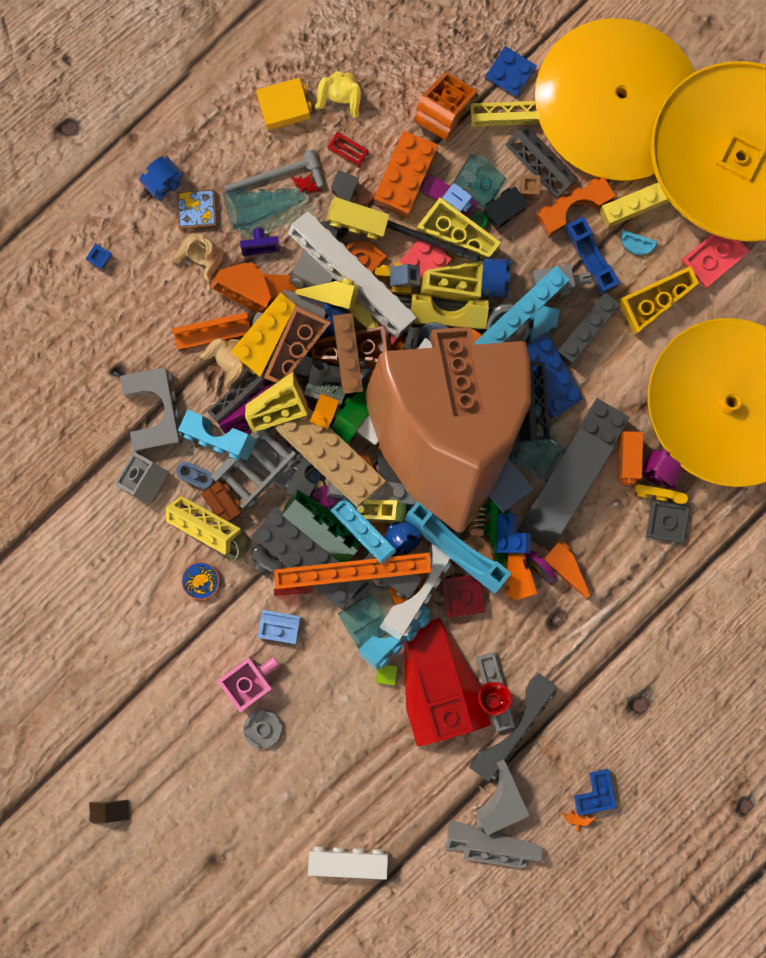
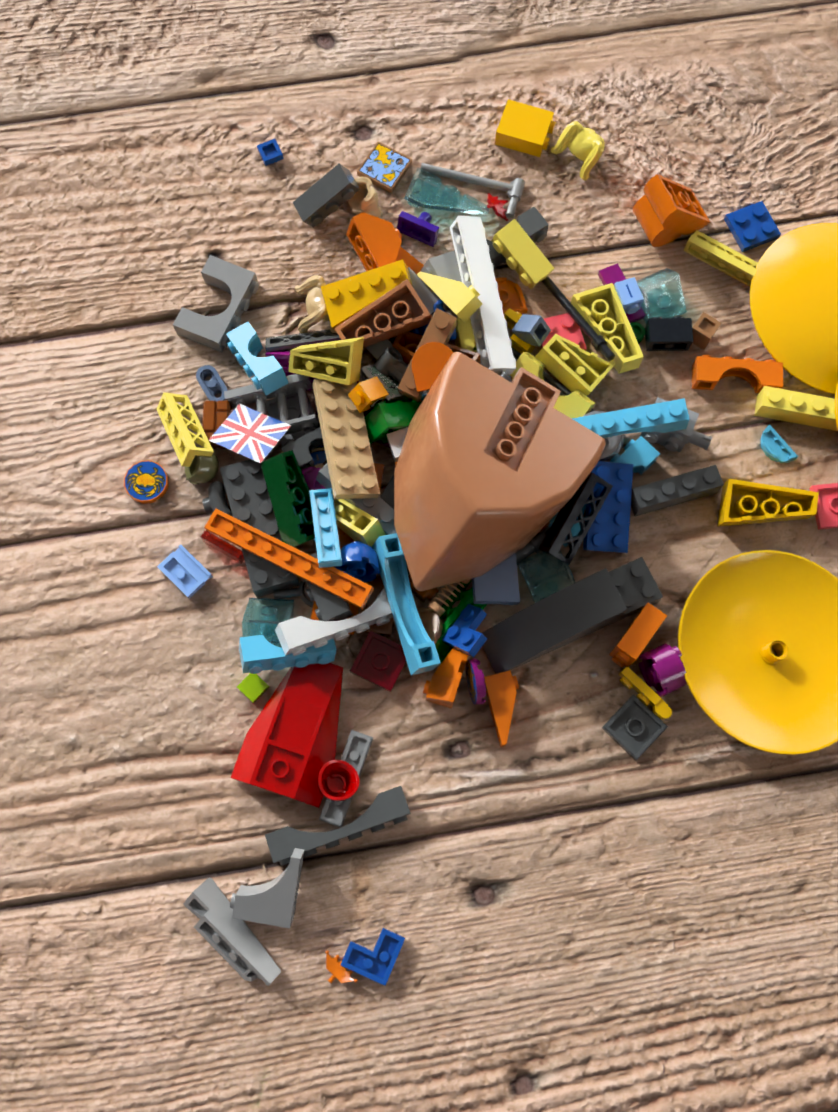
camera: 30 degrees right, 10 degrees down
(141, 478) = (163, 357): light grey slope -> none
(161, 177) = (372, 118): blue brick -> none
(174, 268) = (326, 195): none -> dark grey brick
(207, 331) = (304, 264): orange fence -> none
(248, 682) = (115, 601): bright pink brick -> none
(255, 496) = (250, 433): none -> sticker
(262, 729) = (98, 658): light grey tile -> none
(347, 863) = (77, 847): white brick -> none
(356, 162) = (562, 214): red tile -> none
(359, 362) = (428, 364): none -> orange tile
(405, 174) = (593, 249): orange brick -> none
(495, 278) = (615, 386): blue brick -> none
(547, 158) = (737, 313): dark grey fence -> none
(586, 248) = (723, 413): blue arch -> none

